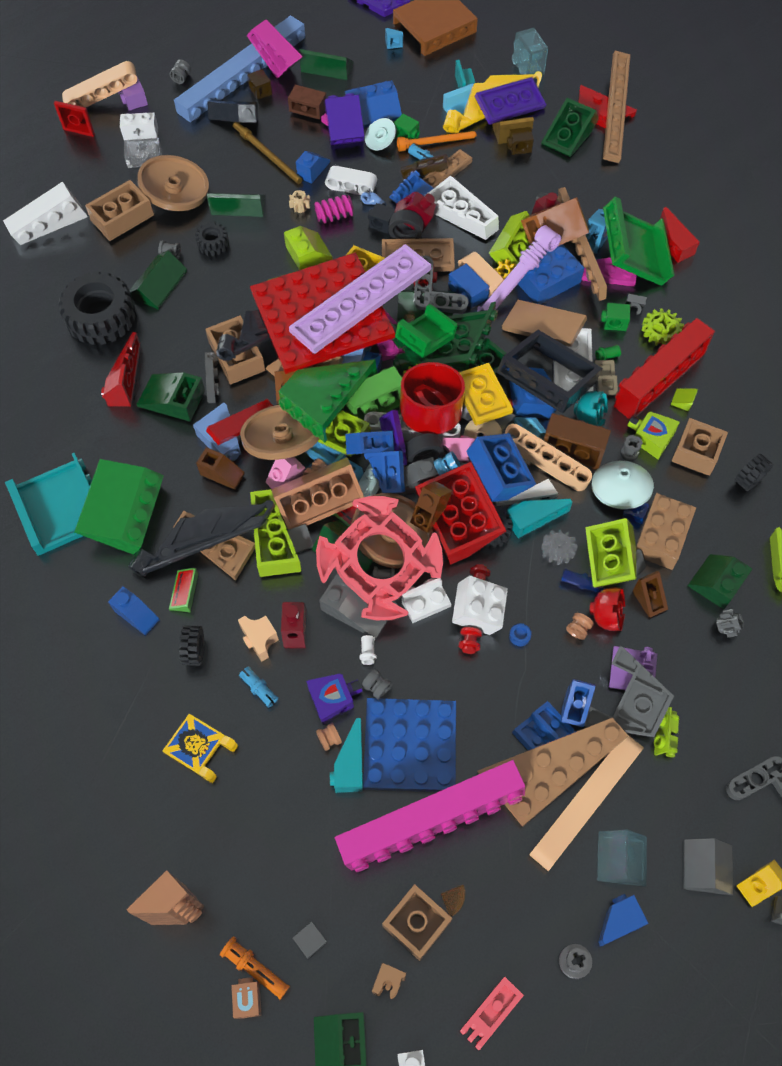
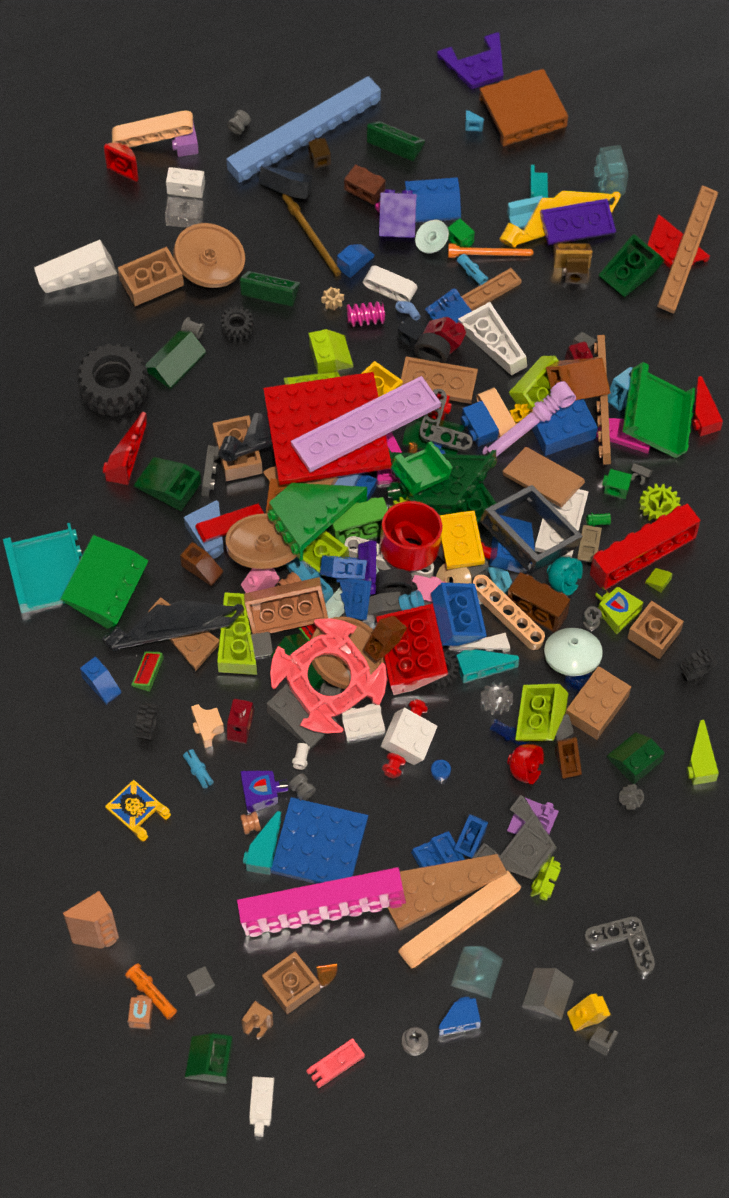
camera: 10 degrees right, 0 degrees up
(273, 48) = (341, 118): dark pink wedge -> none
(426, 166) = (470, 283): dark brown hinge -> none
(579, 626) = (495, 772): nougat wheel -> none

